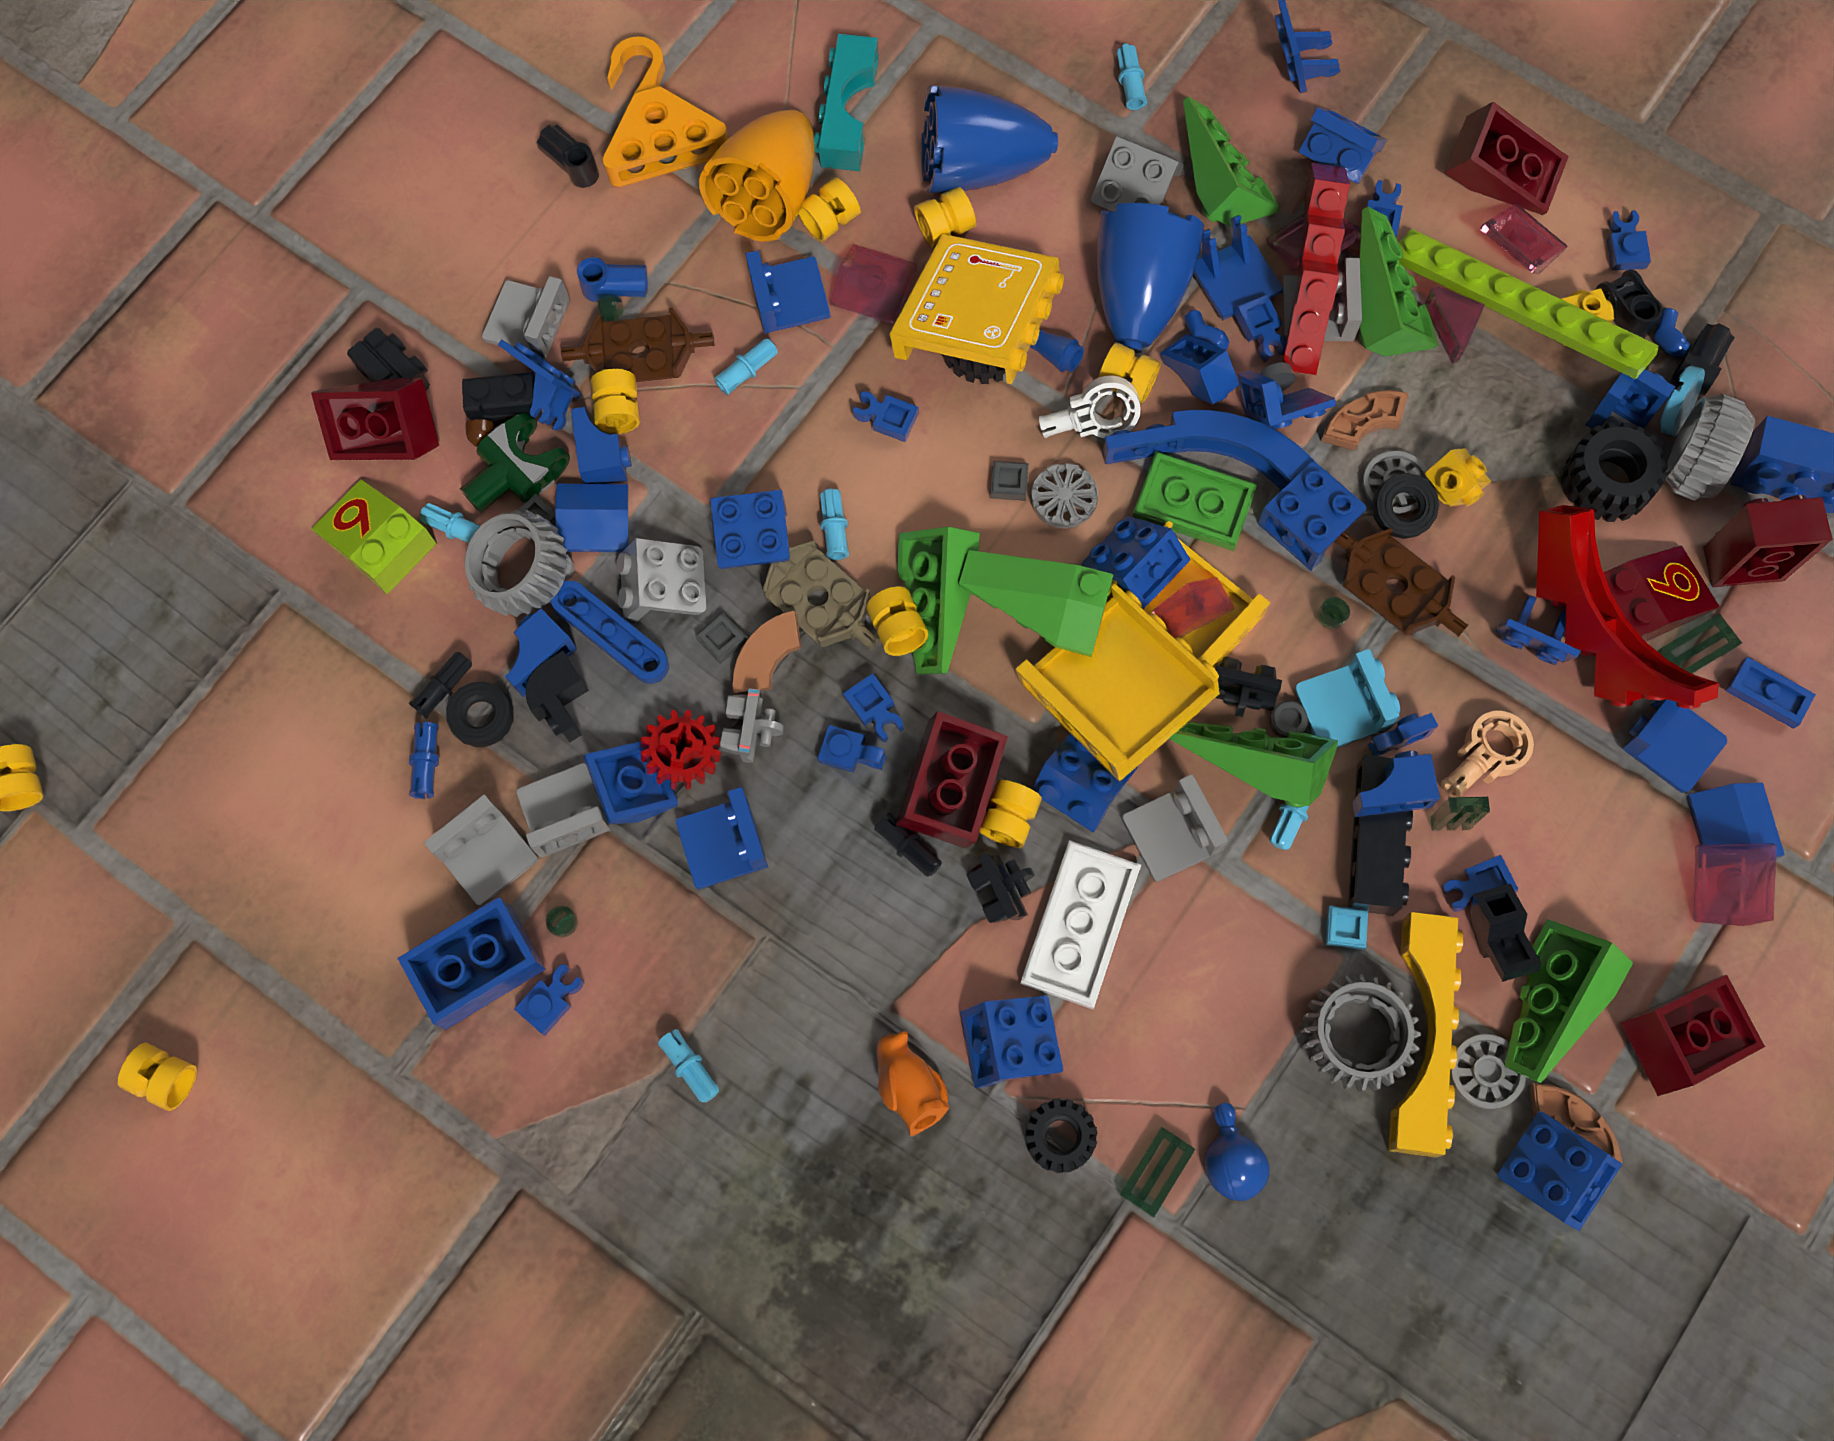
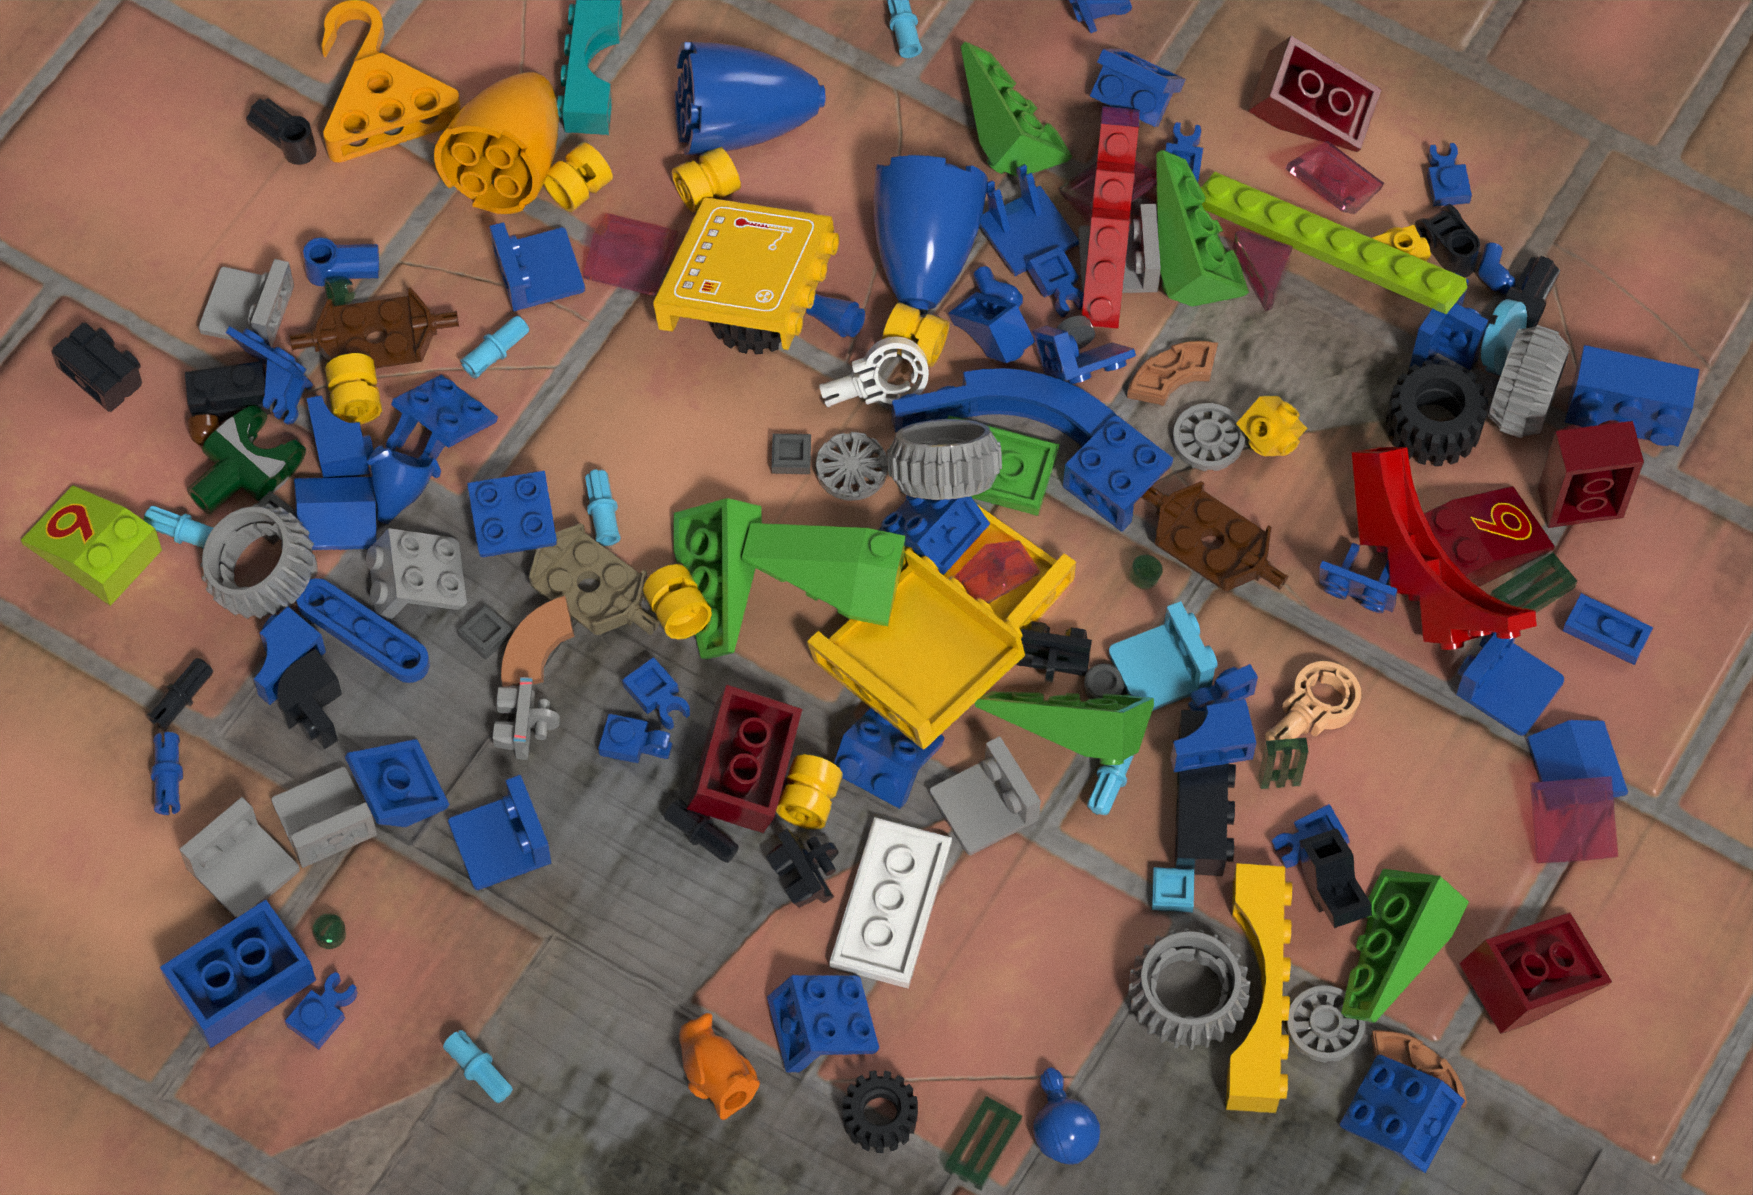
camera: 10 degrees left, 10 degrees down
(376, 420) = (90, 420): dark red slope -> none
(467, 696) = (224, 746): black tyre -> none
(649, 489) = (399, 480): none -> blue hat
(668, 744) = (429, 743): red gear -> none
(695, 426) = (443, 410): none -> blue plate
(890, 418) = (657, 393): blue plate -> none
(1134, 176) = (911, 127): light grey bracket -> none
(1153, 498) = (944, 459): none -> light grey gear
(1427, 505) = (1220, 435): black tyre -> none

